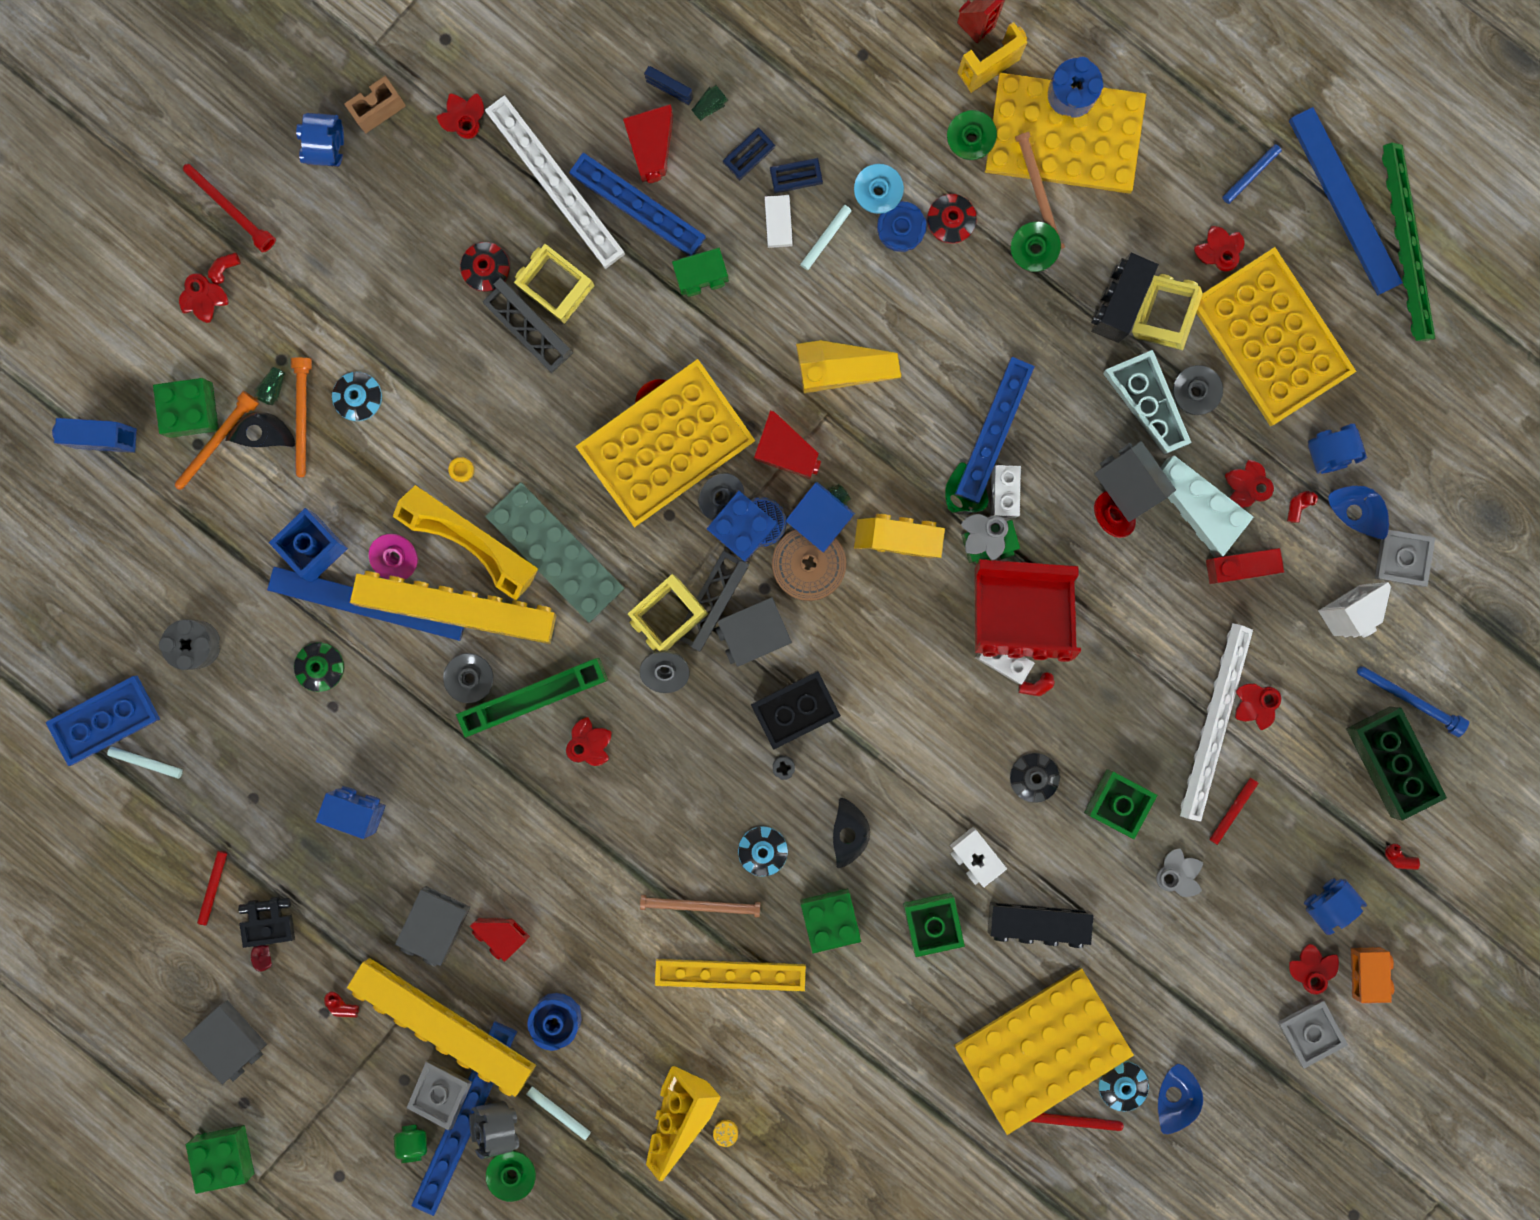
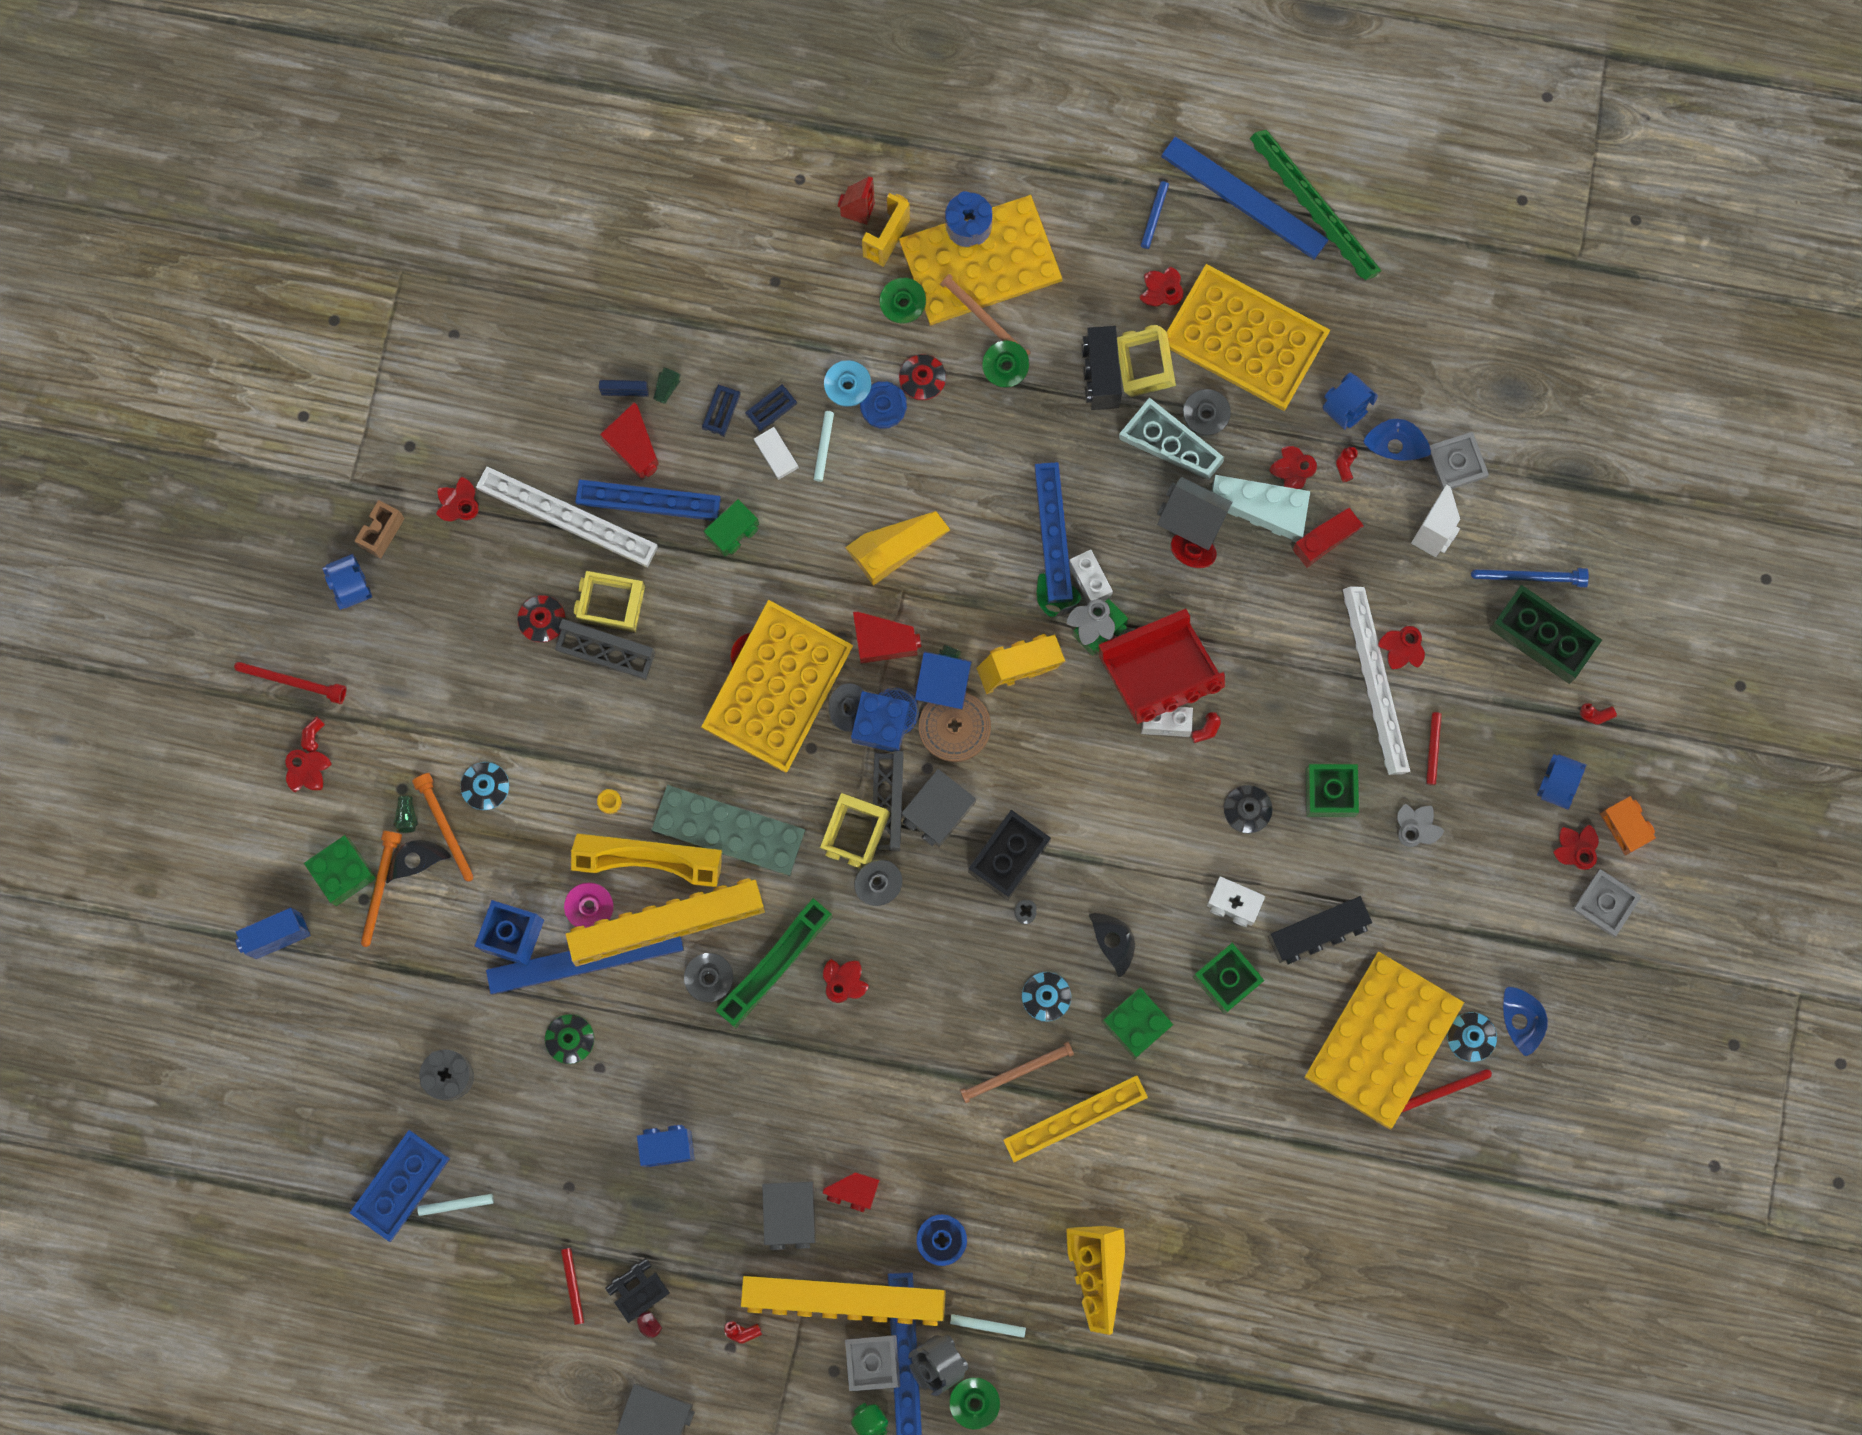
camera: 30 degrees left, 10 degrees down
(725, 1133) = (1146, 1264): yellow tile -> none

